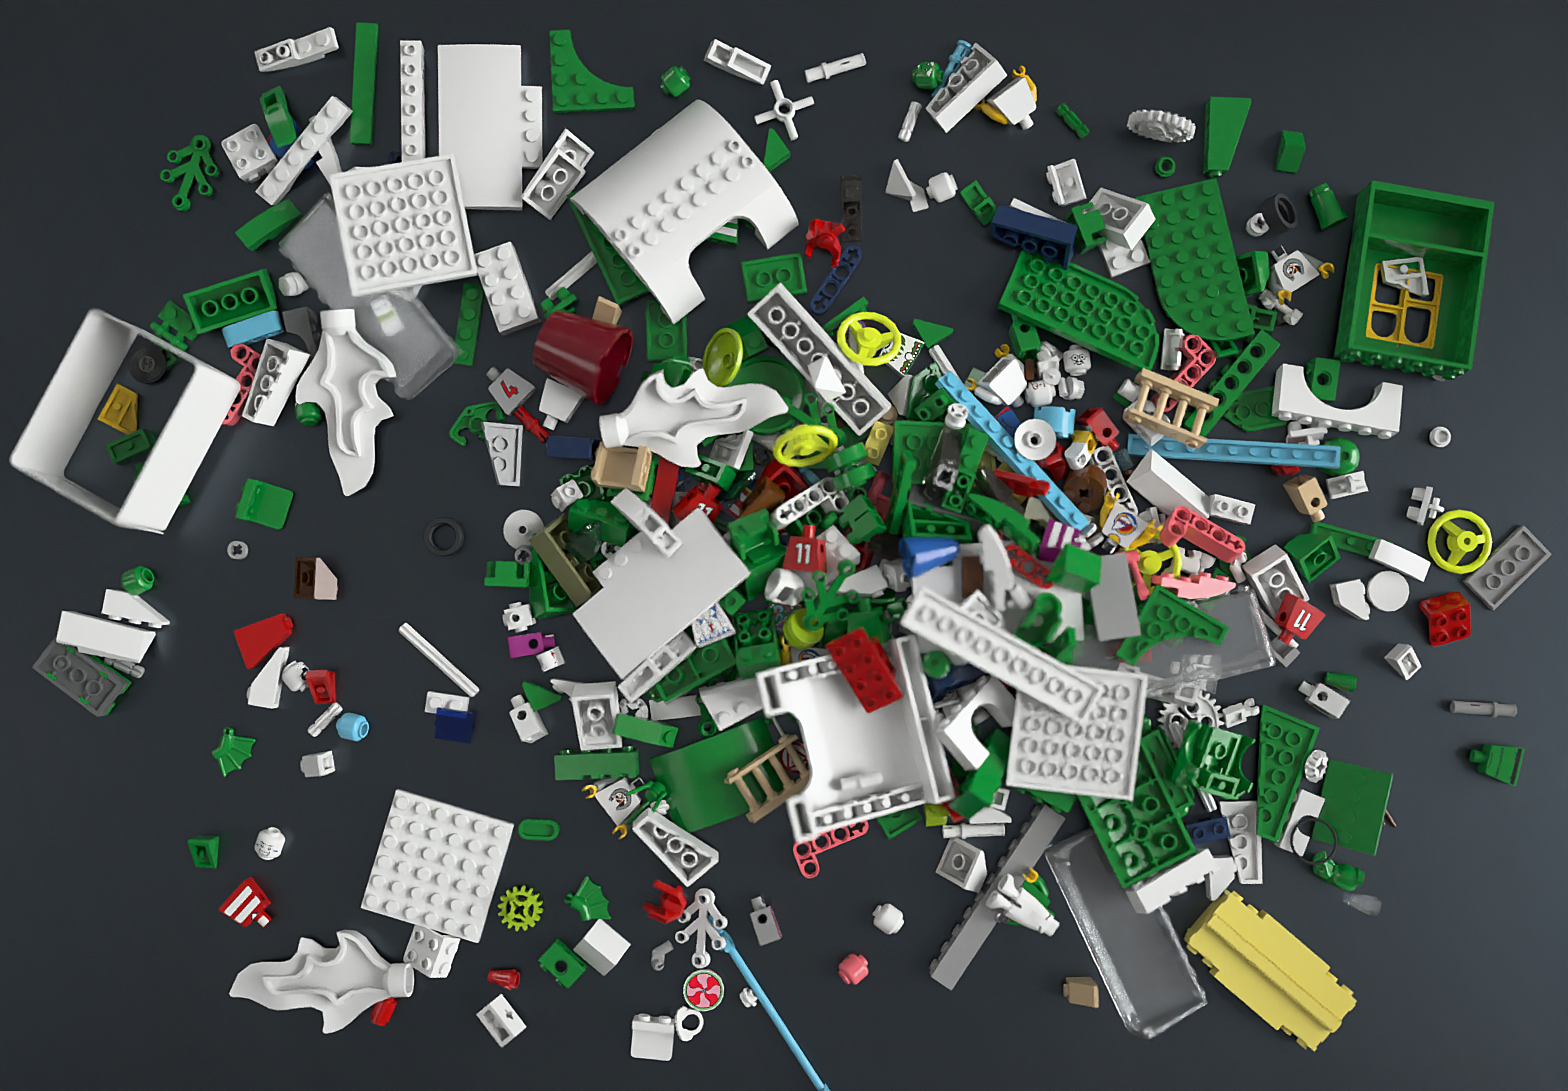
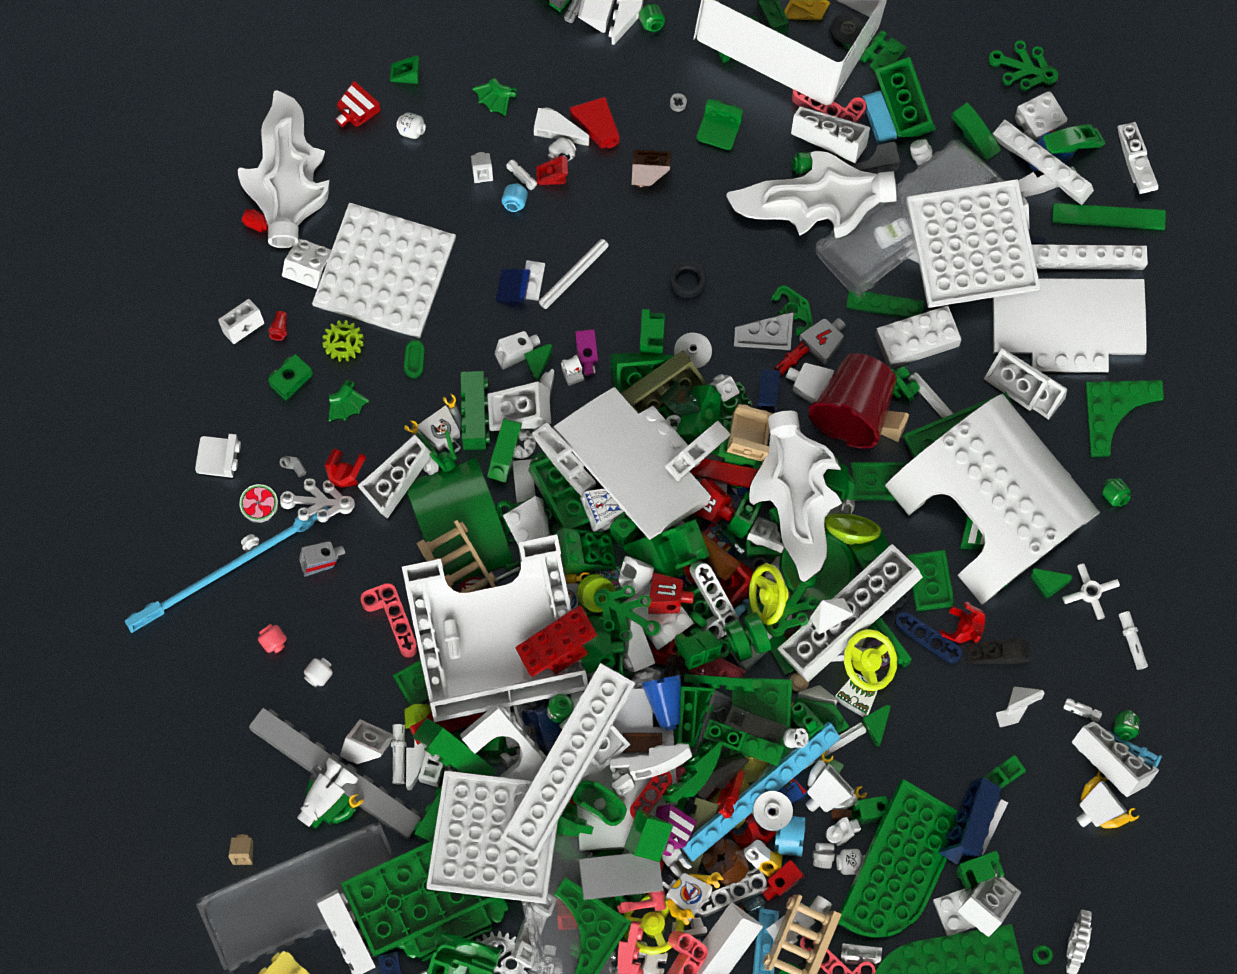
camera: 90 degrees right, 15 degrees down
(510, 617) = (612, 342): white brick -> none
(520, 560) = (666, 344): light grey bush -> none
(602, 947) = (303, 412): white slope -> none
(684, 1034) = (219, 483): white piece -> none
(737, 62) = (1135, 550): white slope -> none
(878, 441) = (770, 667): light yellow bracket -> none
(942, 187) = (1018, 737): white head -> none
(1039, 393) = (818, 824): white head -> none
(1052, 349) = (862, 837): white arm -> none
(1066, 183) = (1024, 855): white bracket -> none
(1072, 120) = (1086, 865): green axle -> none

